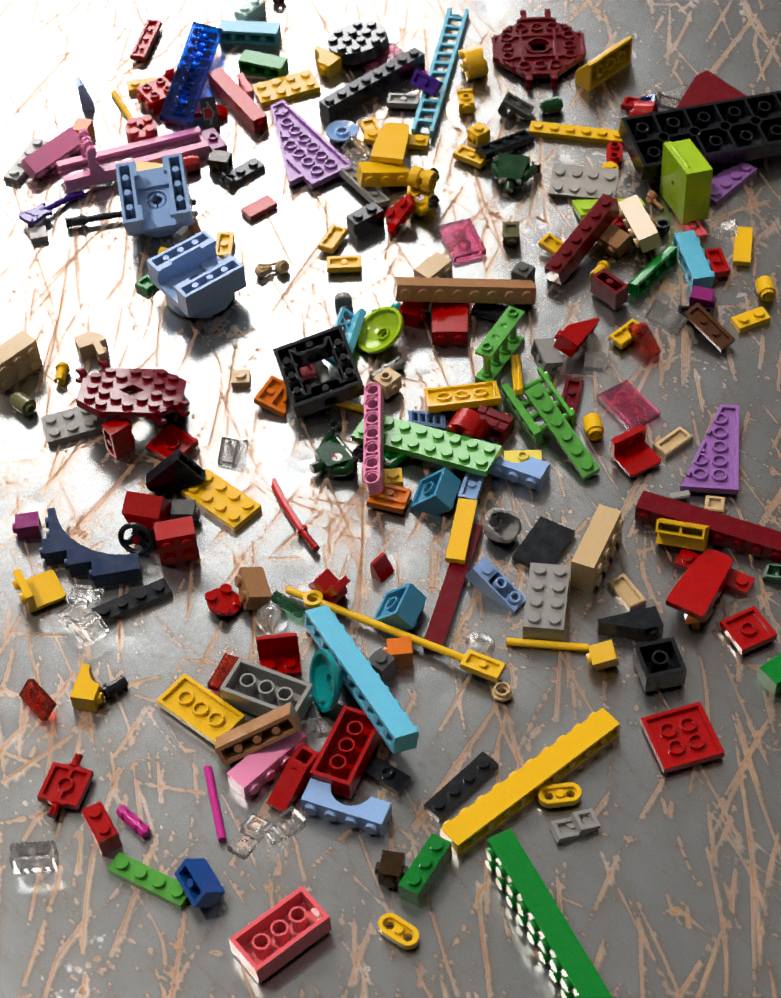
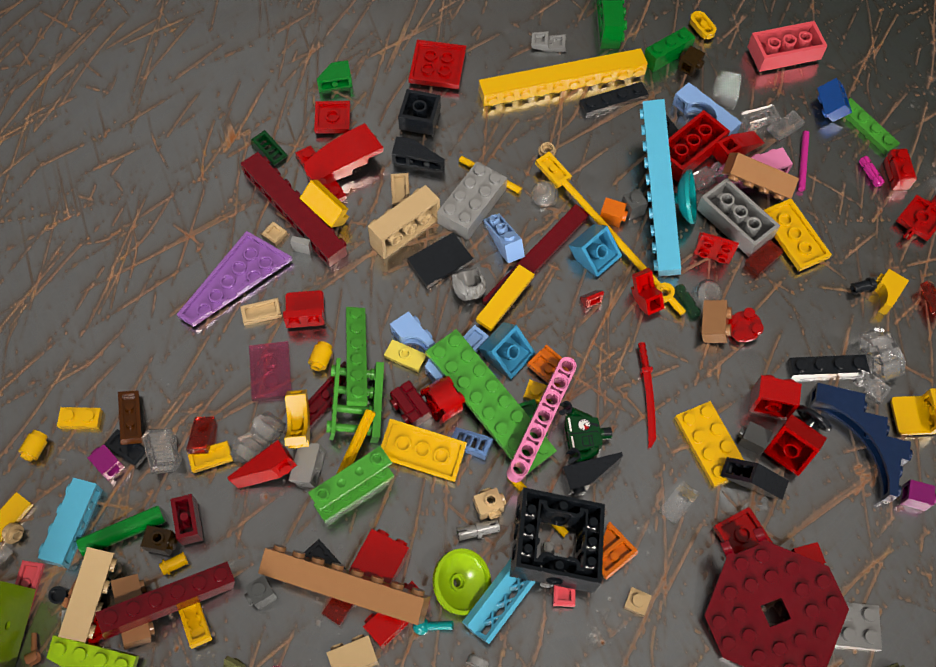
camera: 160 degrees left, 15 degrees up
(313, 436) = (583, 475): none -> black slope
(333, 848) = (727, 89): none -> clear brick
(559, 795) = (543, 59): yellow plate -> none
(570, 367) = (297, 419): none -> yellow arch
(602, 655) = (456, 137): yellow brick -> none
(621, 269) = (159, 540): none -> dark brown brick
(717, 262) = (47, 509): red plate -> none
(728, 241) = (12, 533): none -> tan plate

